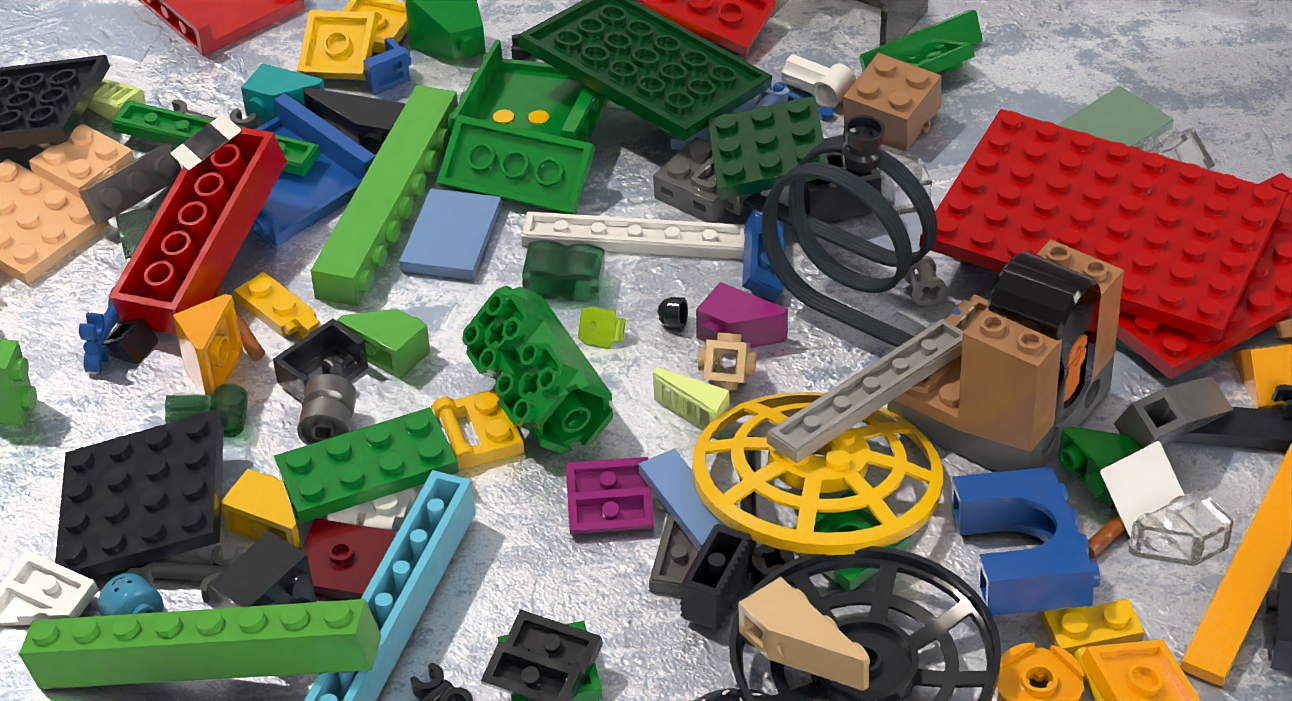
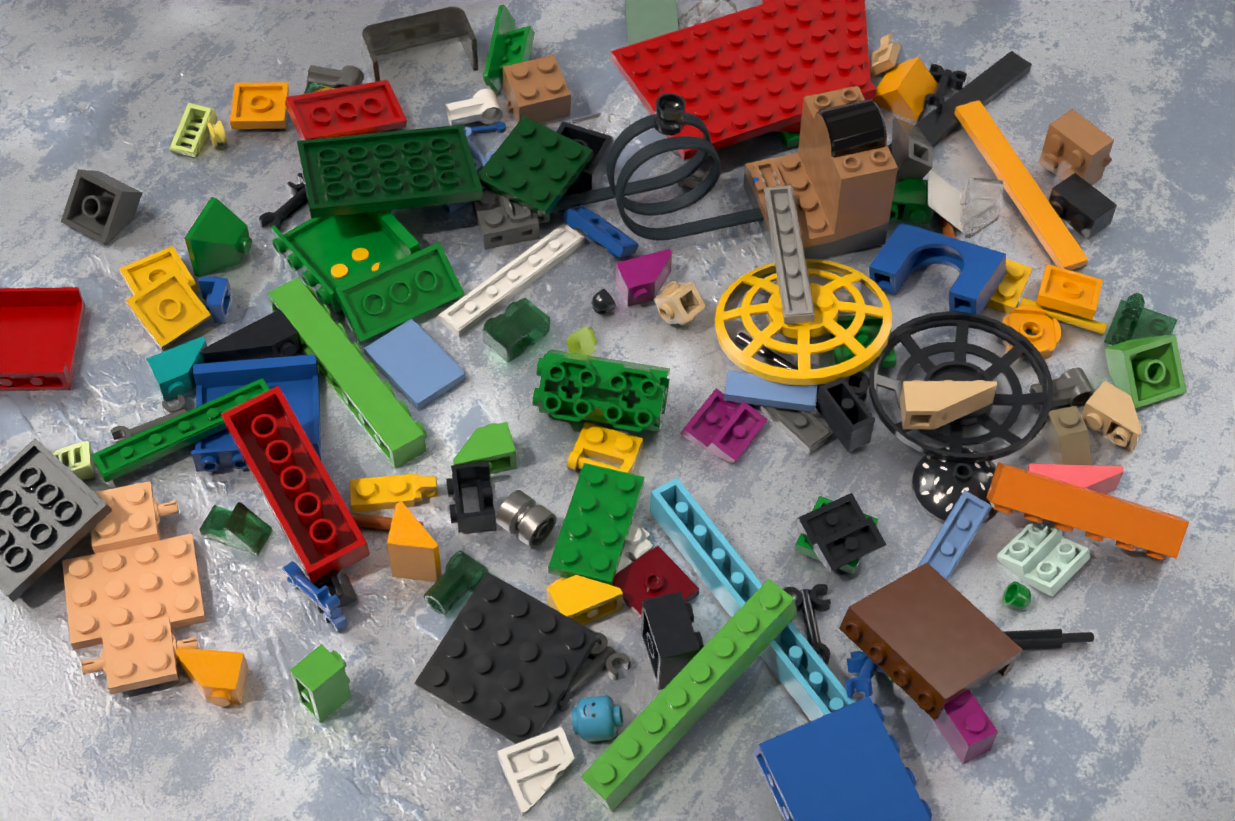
camera: 55 degrees left, 10 degrees up
(131, 184) = (185, 501): dark grey plate -> none
(205, 141) = (238, 428): sticker -> none
(690, 398) = (689, 339): yellowish green slope -> none

